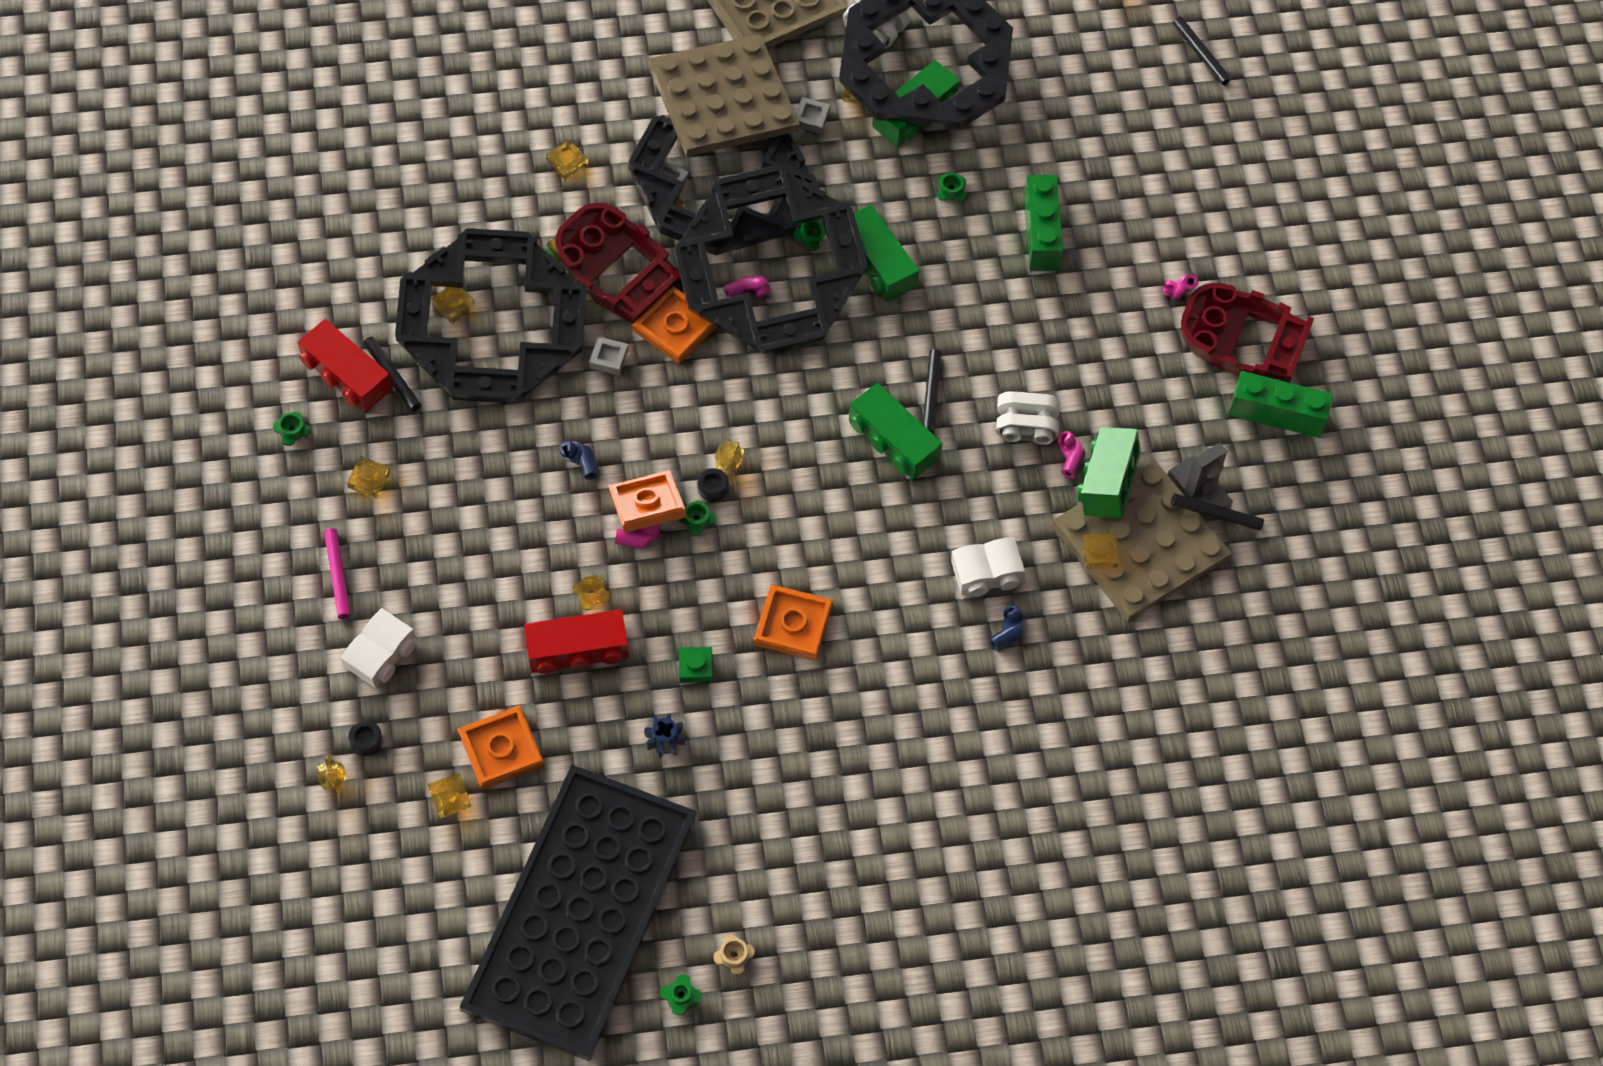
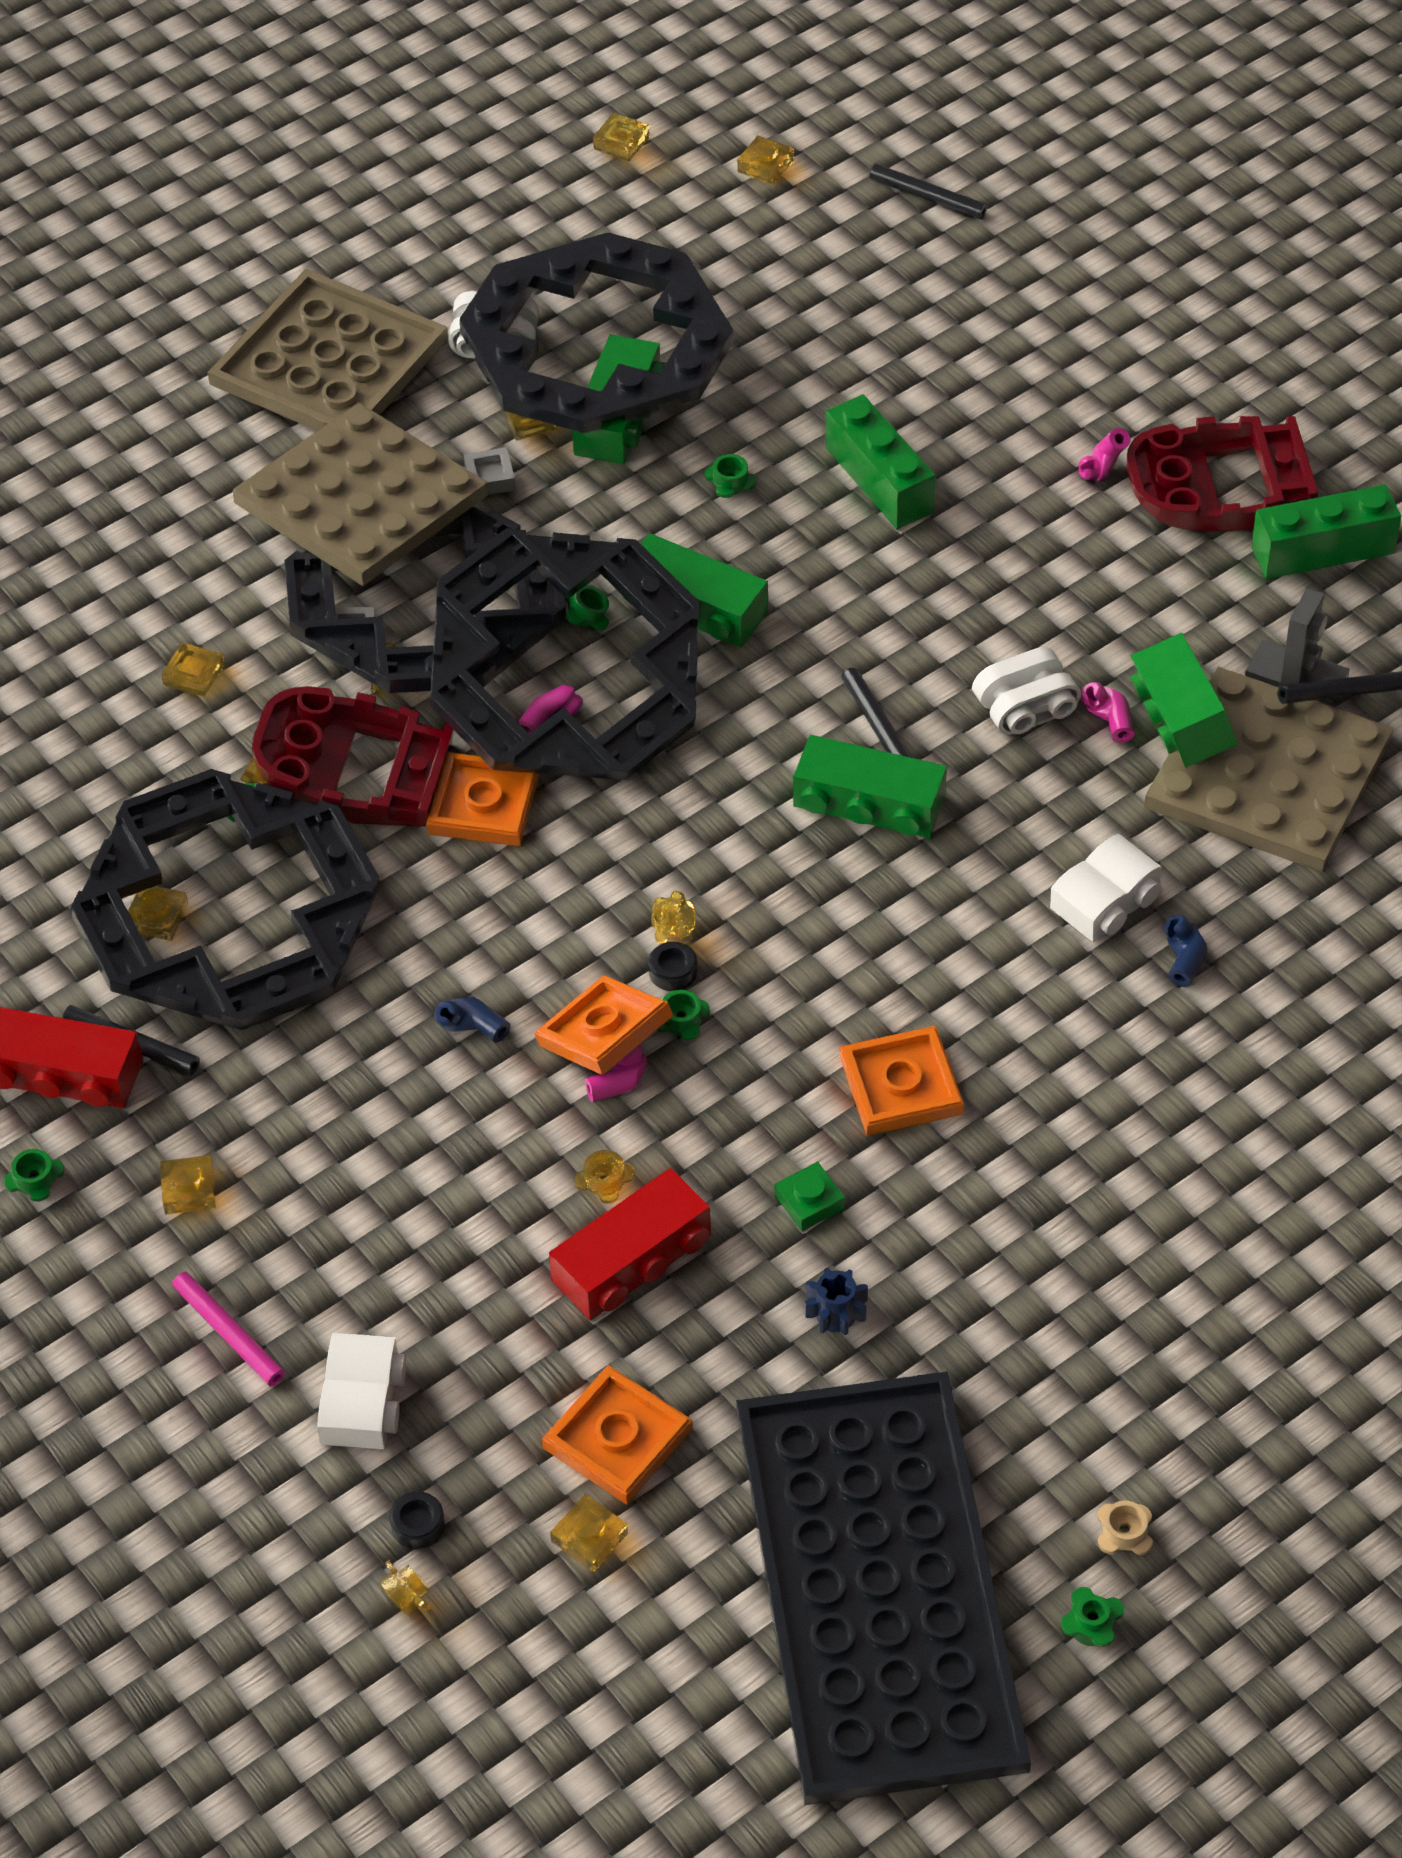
camera: 25 degrees left, 10 degrees down
(608, 356) = (422, 875): light grey plate -> none
(1100, 551) = (1237, 798): clear yellow plate -> none

